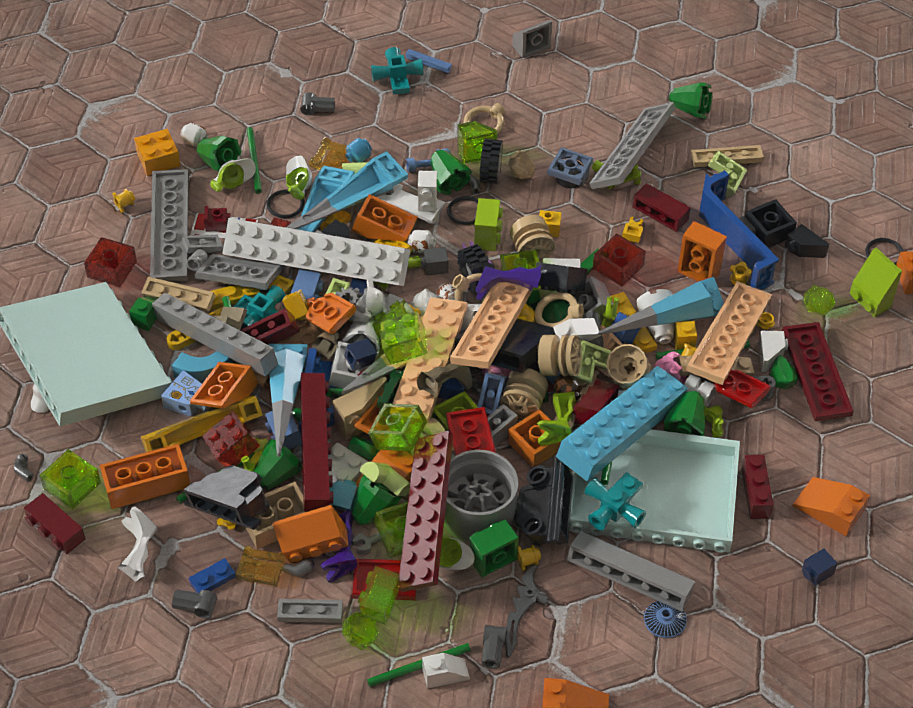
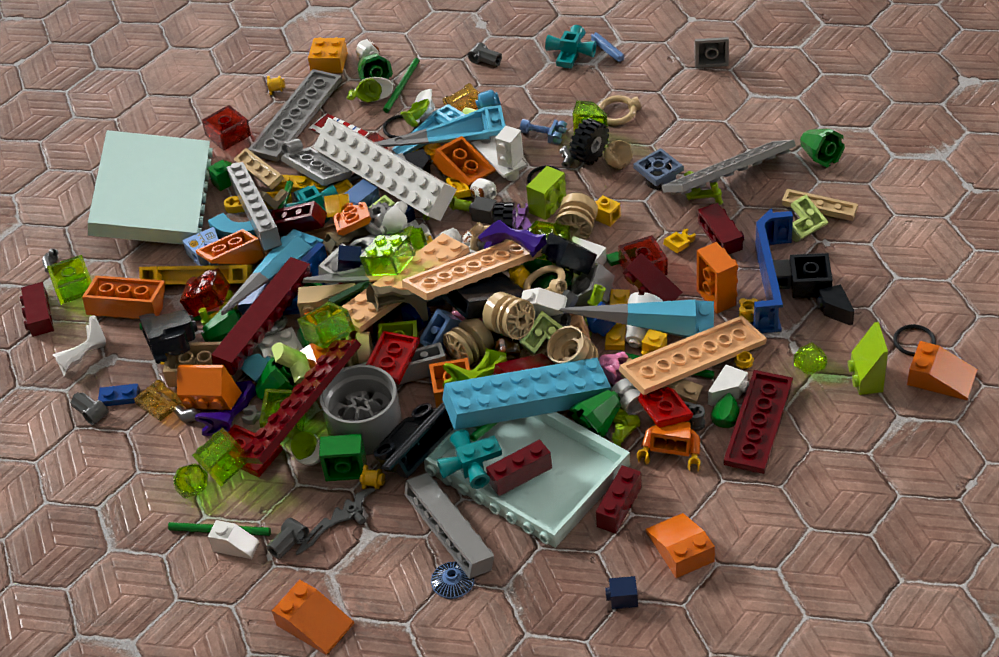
camera: 35 degrees right, 5 degrees down
(207, 243) = (306, 135): light grey plate -> none
(216, 219) = (337, 116): dark red brick -> none
(310, 610) = (167, 449): light grey plate -> none
(450, 172) = (546, 141): green cone -> none
(646, 276) = (650, 279): none -> dark red brick
(663, 492) = (519, 467): none -> dark red brick
(765, 415) = (672, 439): none -> orange torso

